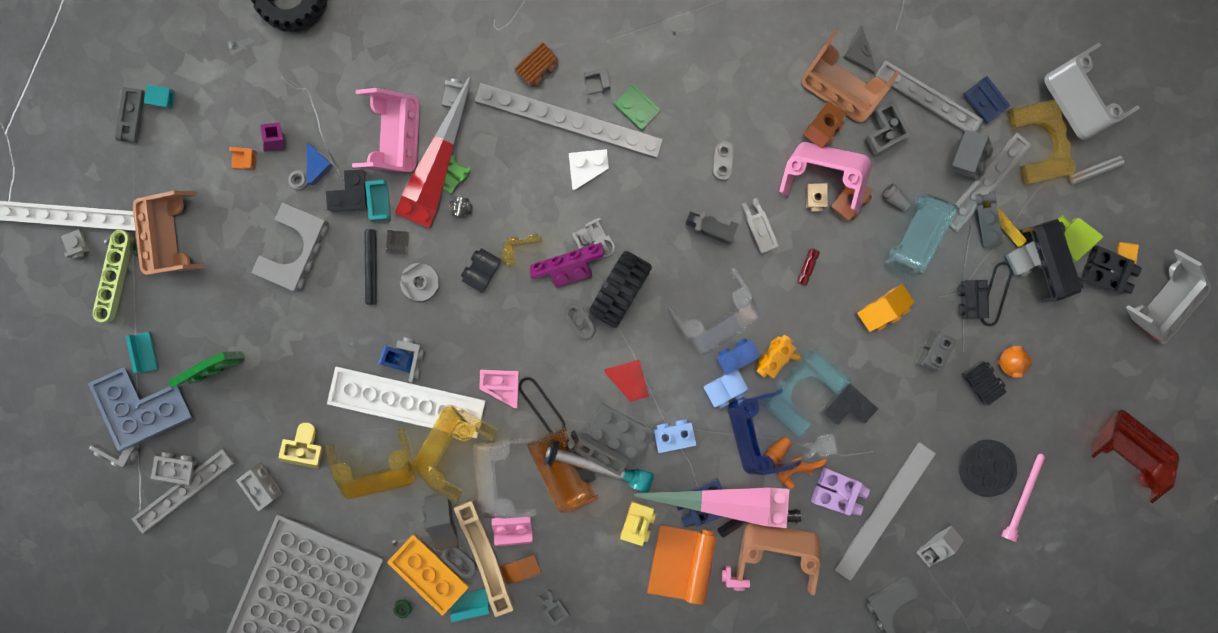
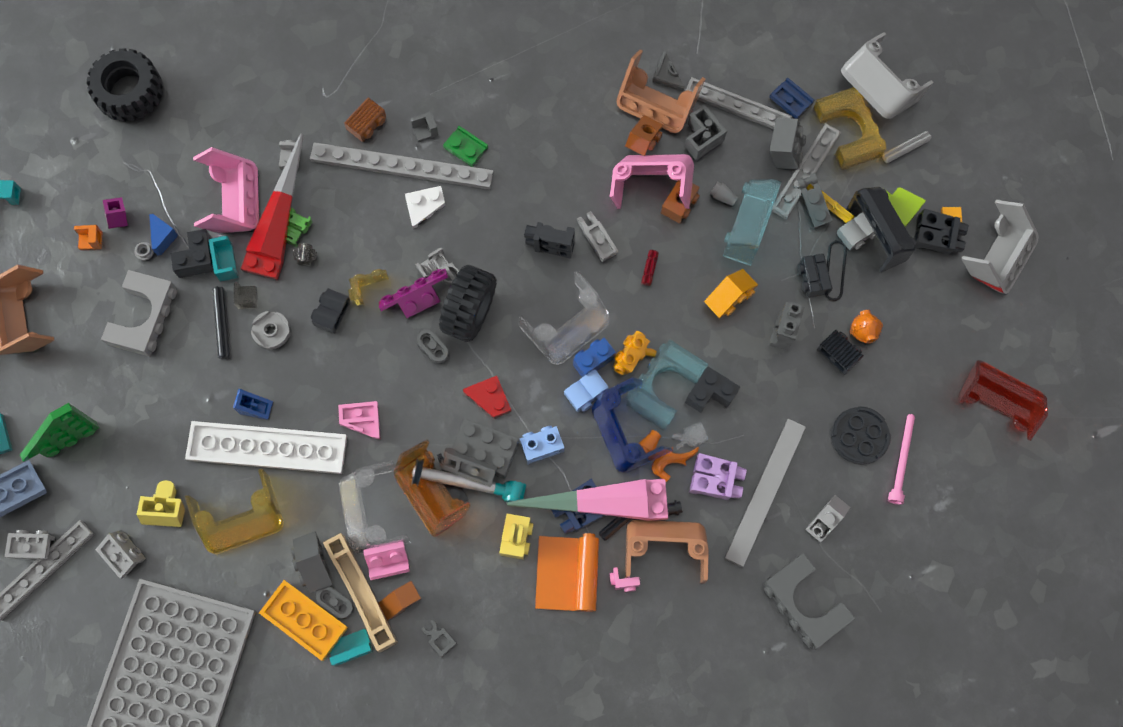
camera: 10 degrees left, 15 degrees down
(402, 613) = (279, 656): dark green plate -> none
(408, 344) = (266, 391): light grey bracket -> none
(450, 424) = (310, 456): clear yellow windscreen -> none
(531, 405) = (407, 425): black piece -> none
(723, 160) = (553, 181): plate -> none
(816, 197) = (647, 201): tan brick -> none

